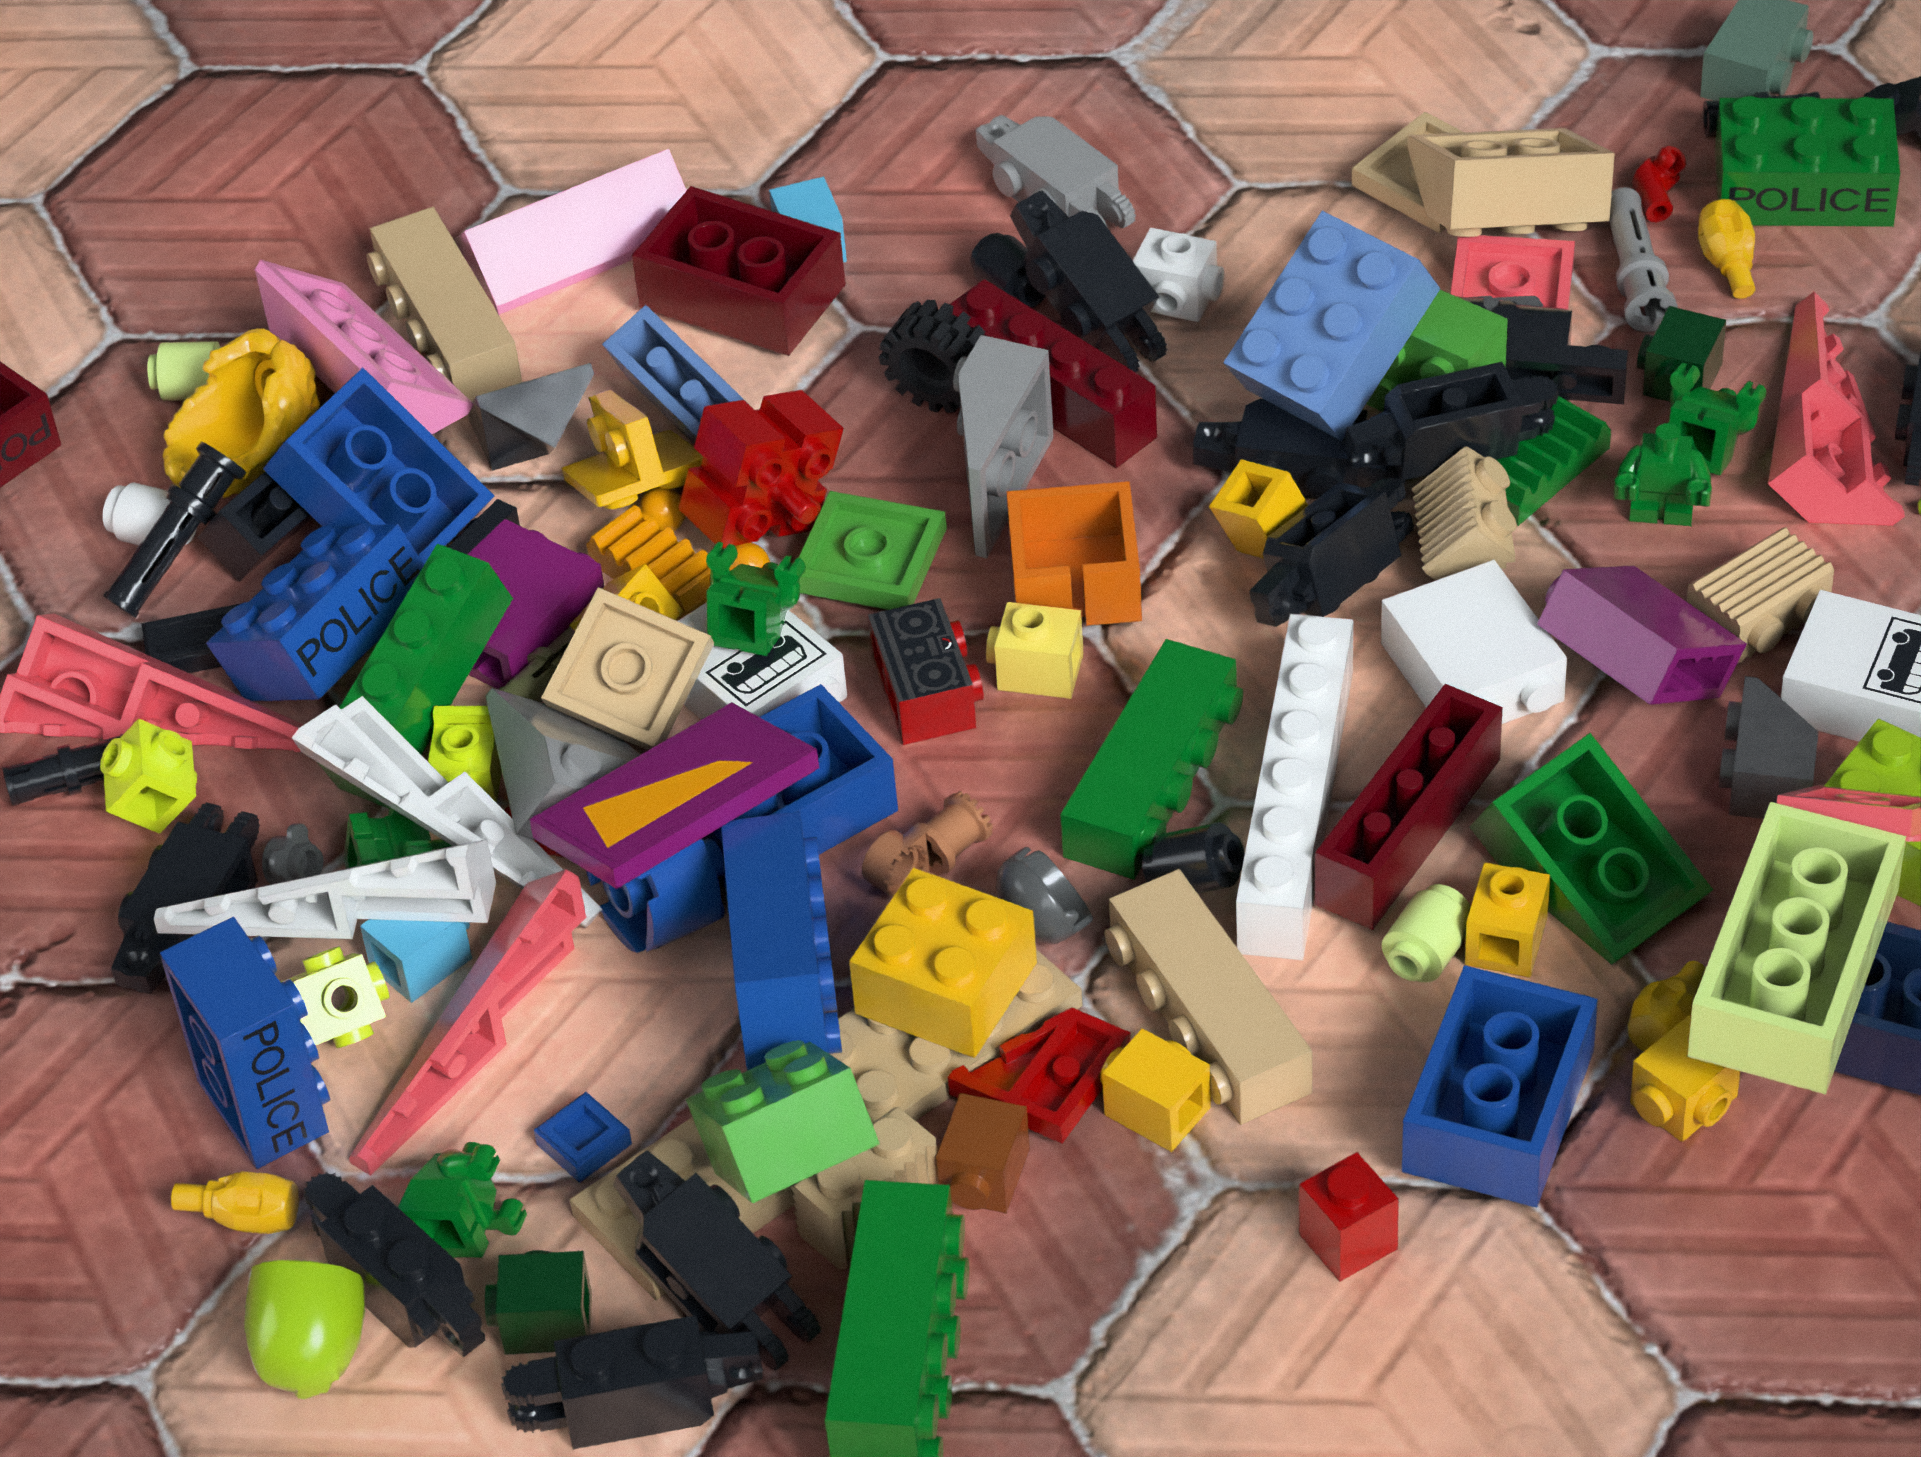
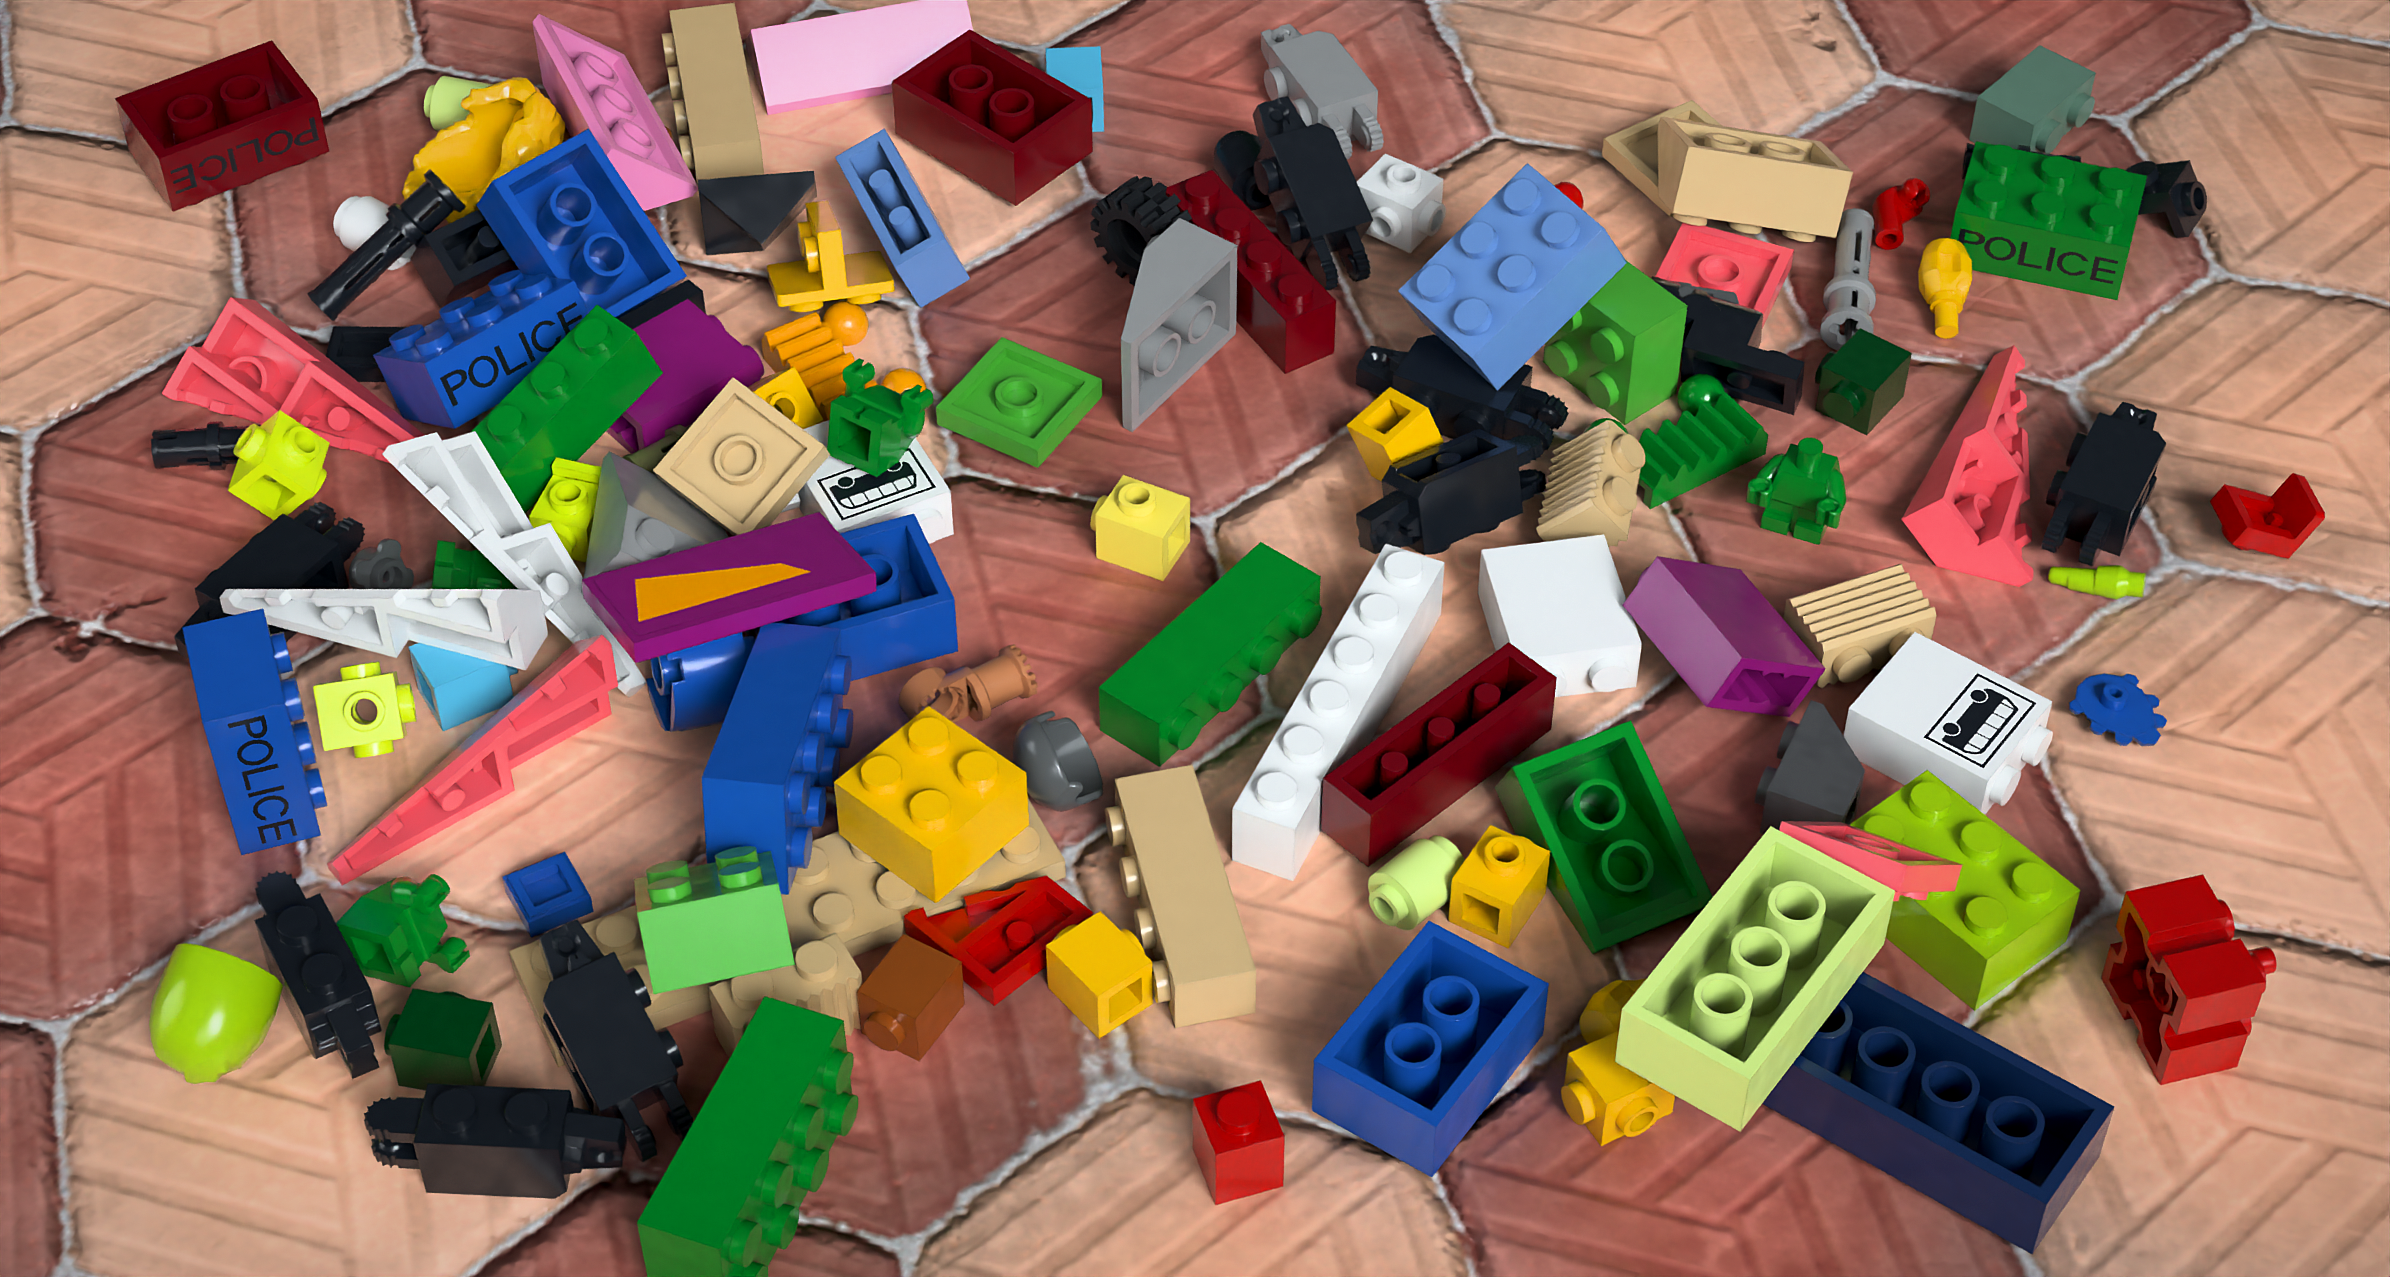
camera: 10 degrees right, 0 degrees up
(242, 1201) = (208, 882): yellow piece -> none
(760, 468) = (935, 300): red brick -> none
(924, 670) = (1027, 524): brick -> none
(1077, 550) = (1207, 441): orange piece -> none
(1205, 854) = (1220, 757): black brick -> none
(1442, 414) = (1607, 382): black hinge -> none
(1713, 416) = (1868, 445): green piece -> none

